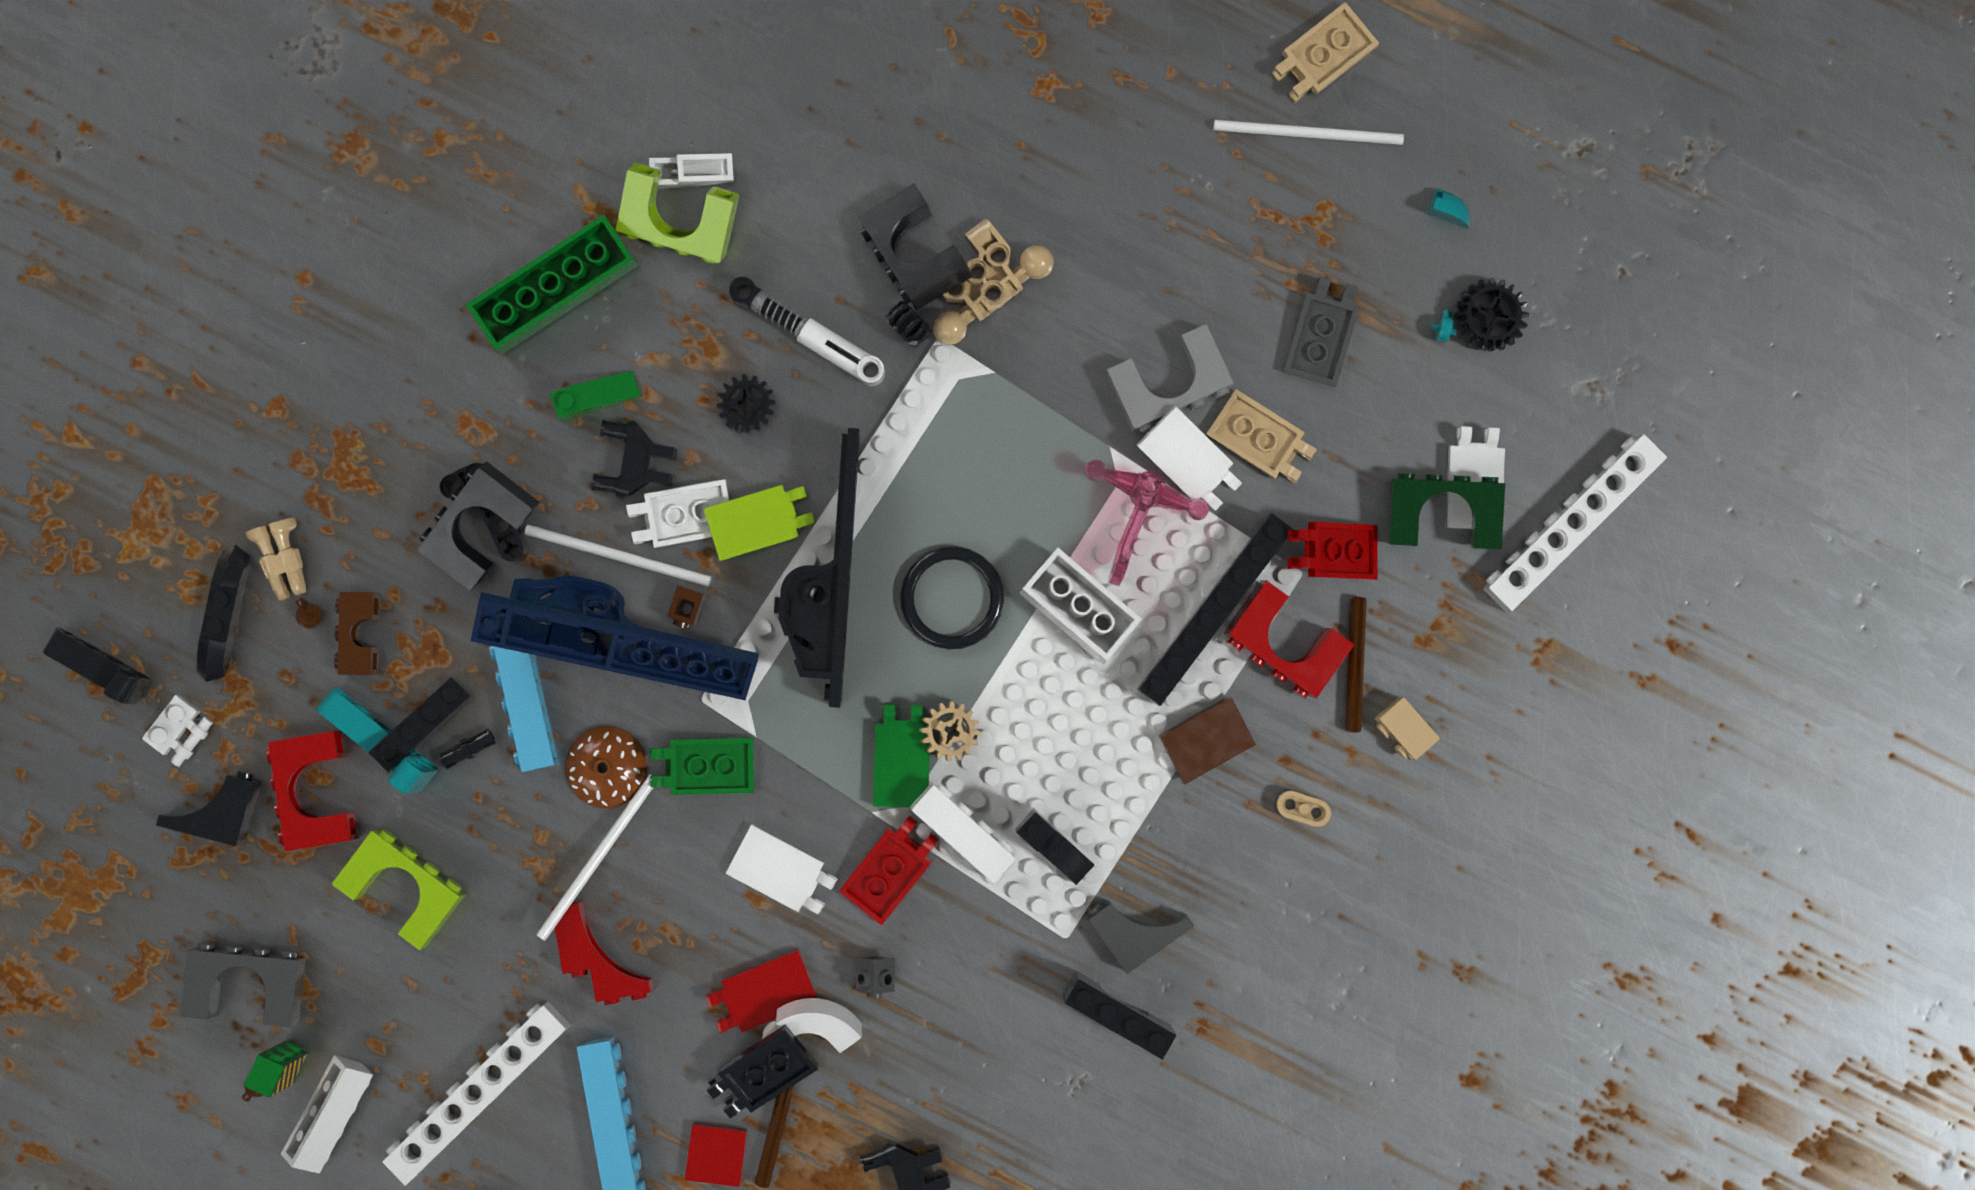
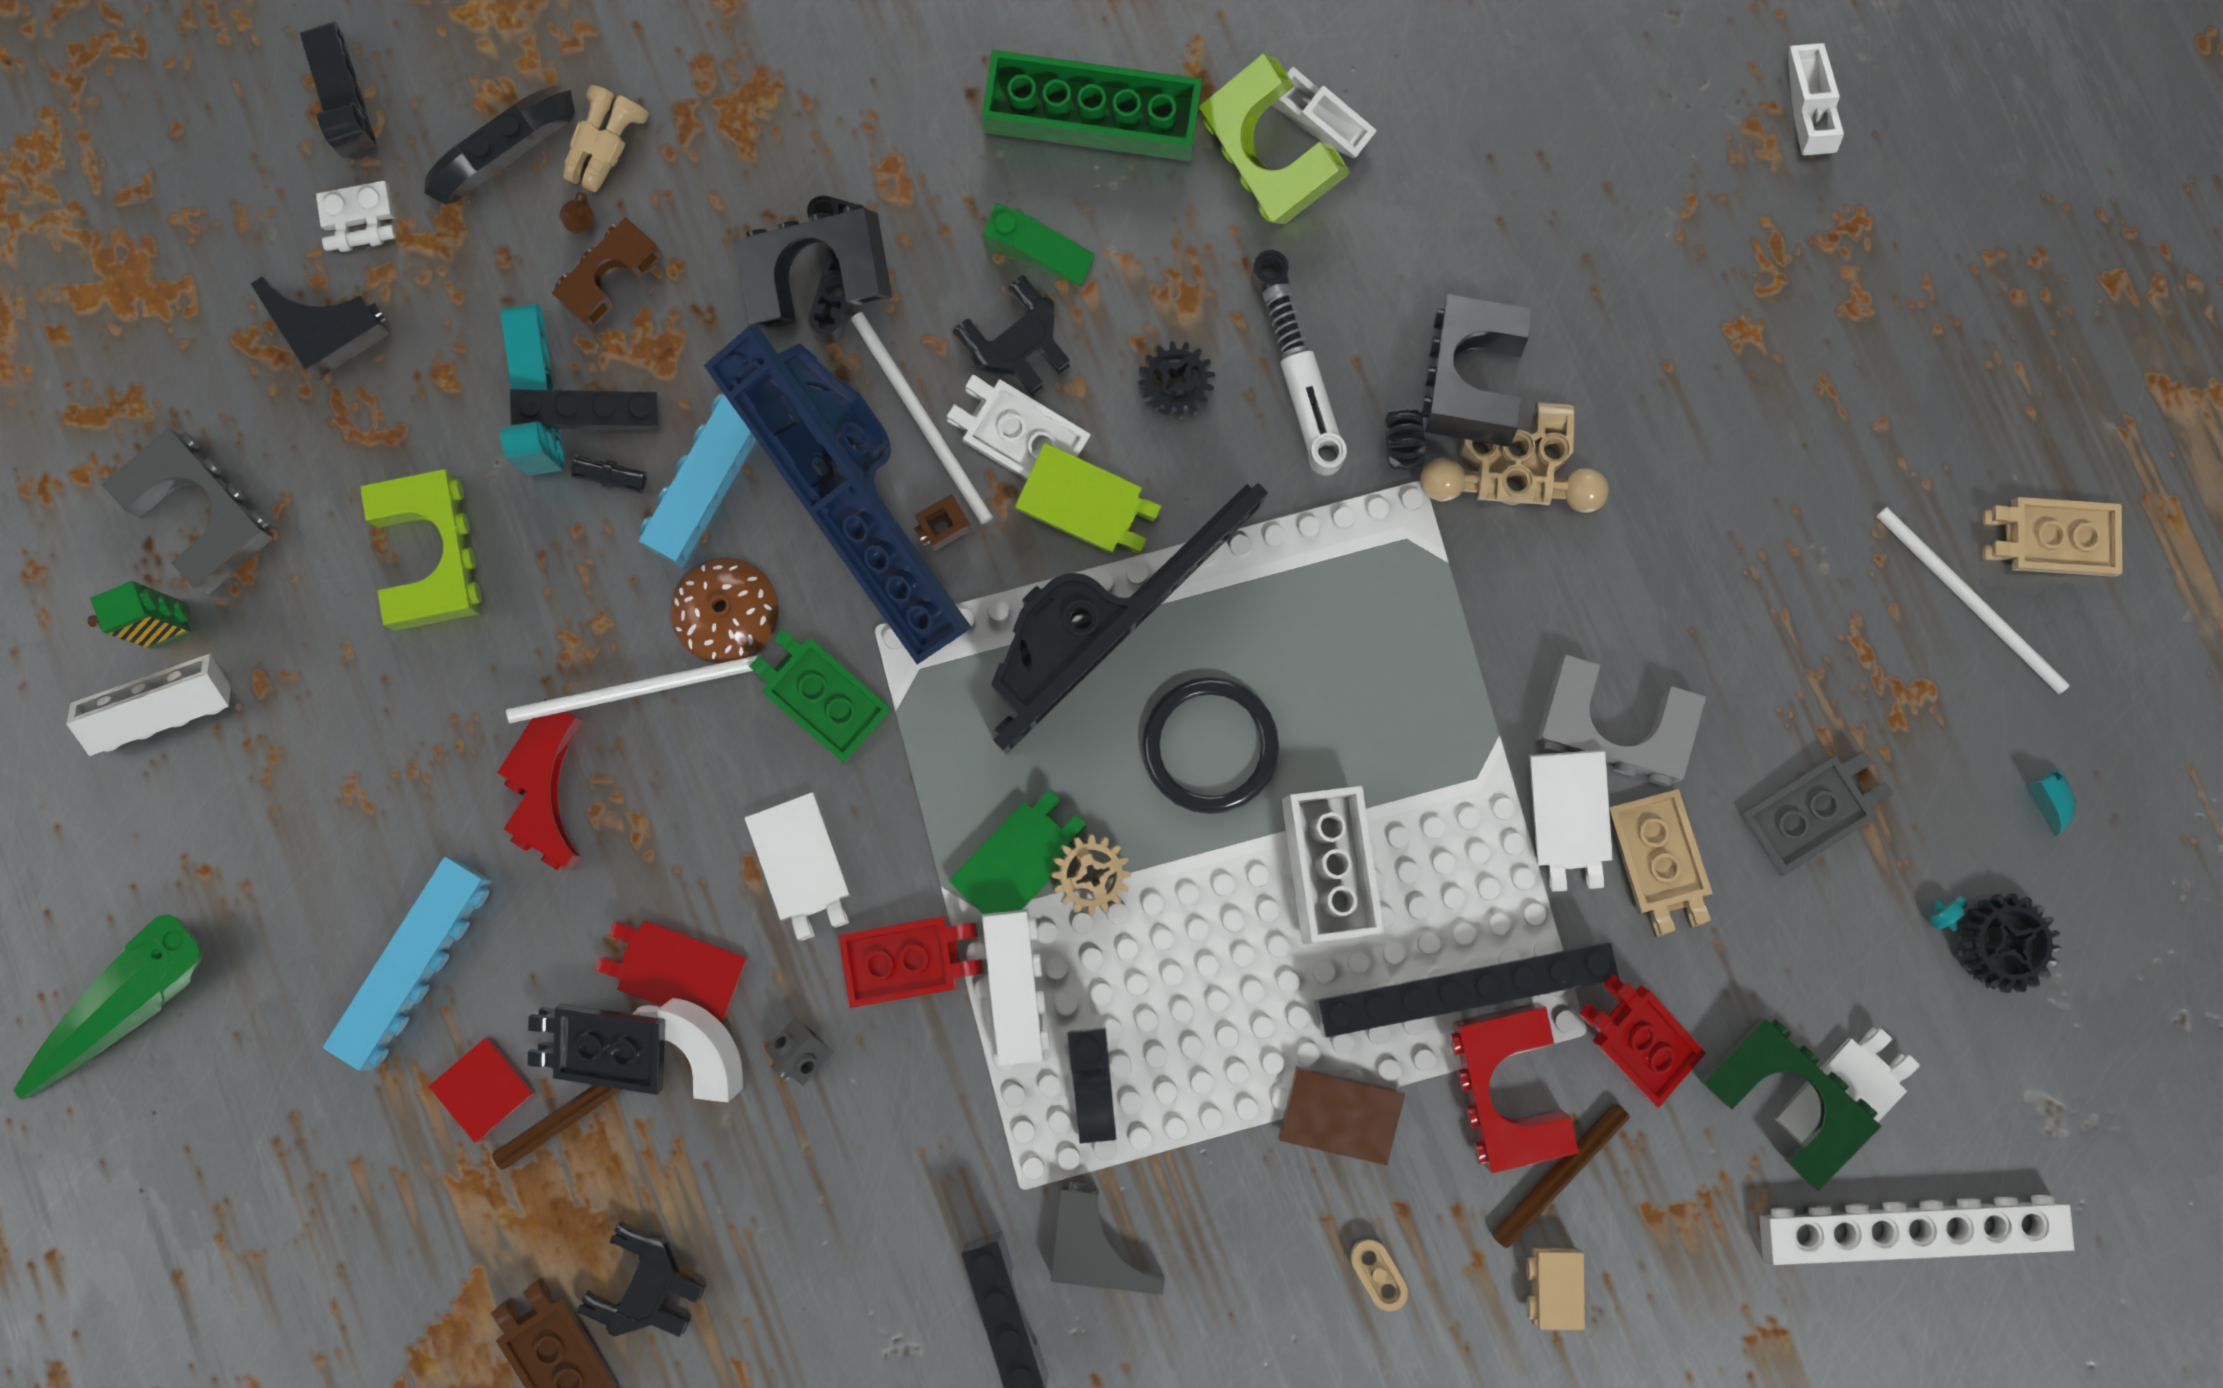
camera: 45 degrees right, 5 degrees down
(298, 826) = (429, 335): red arch -> none
(406, 1164) = (179, 826): white brick -> none
(1145, 491) = (1497, 809): clear pink piece -> none

